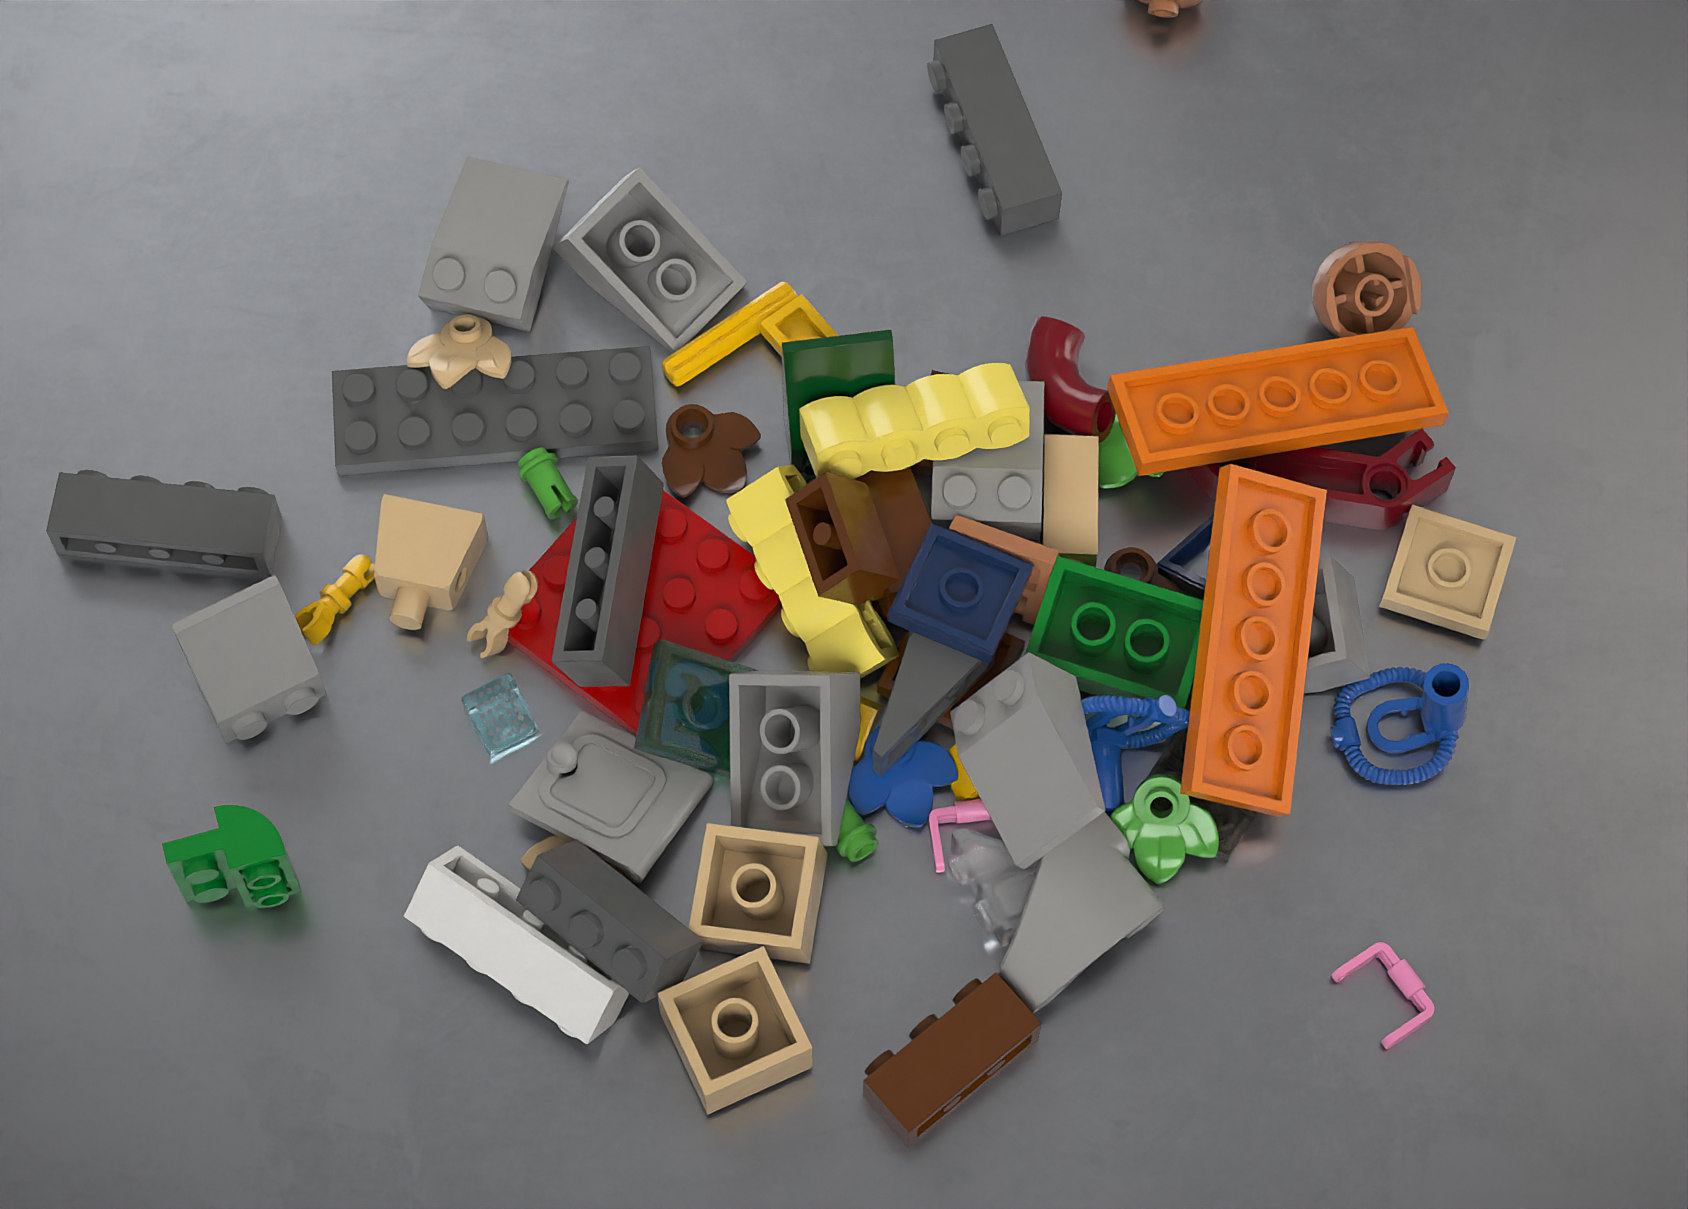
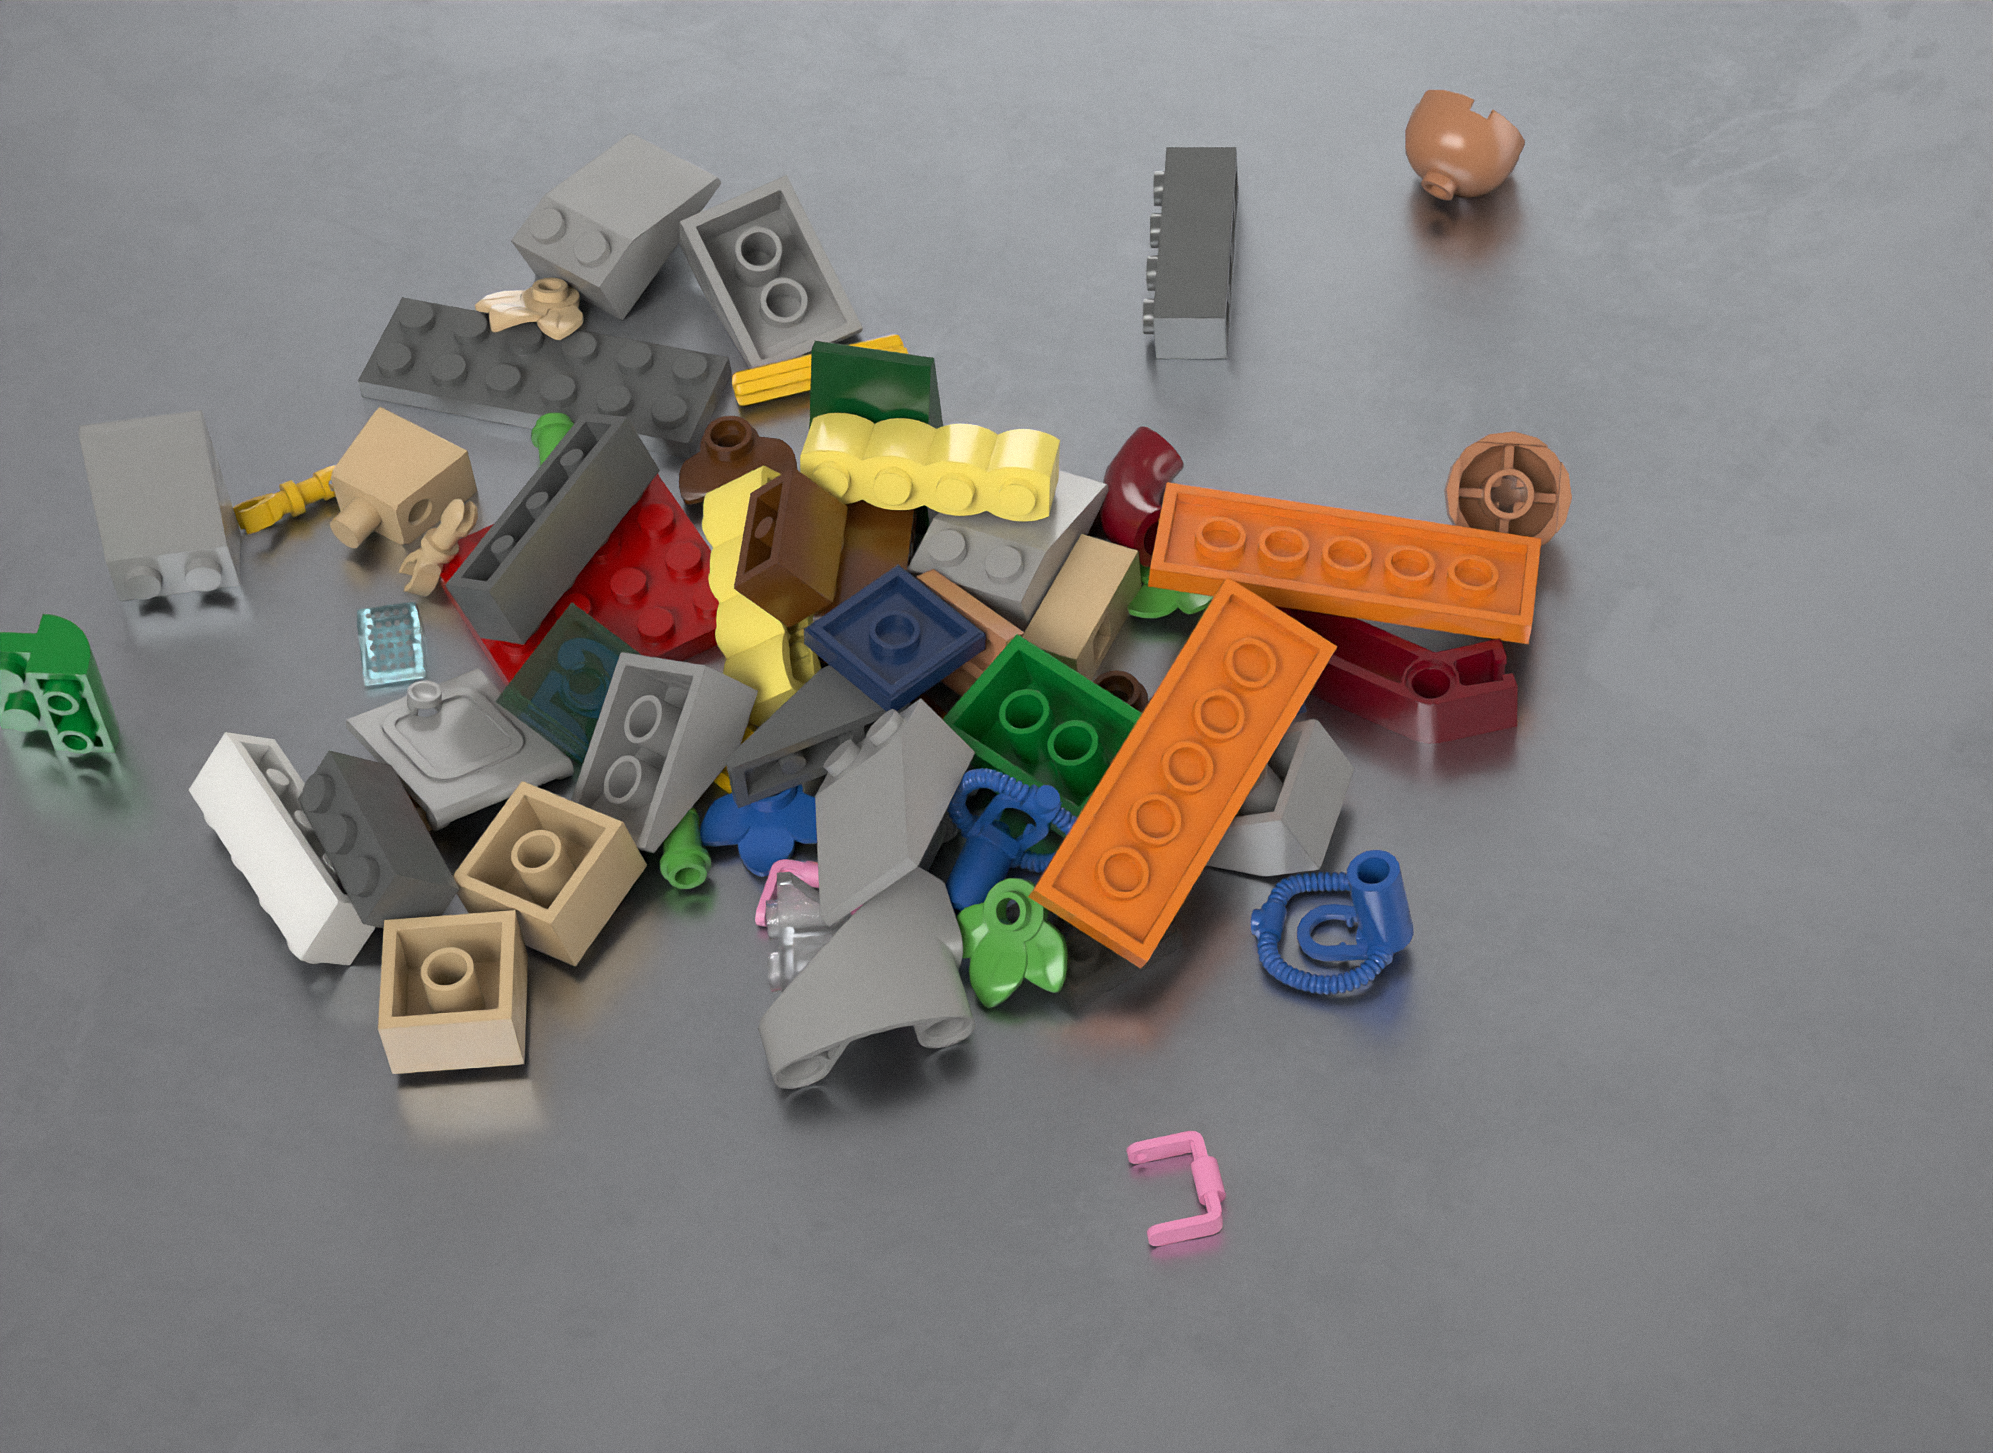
camera: 30 degrees right, 15 degrees down
(164, 523) = (152, 374): dark grey brick -> none
(950, 1057) = (666, 1095): reddish brown brick -> none
(1448, 572) = (1467, 796): tan plate -> none

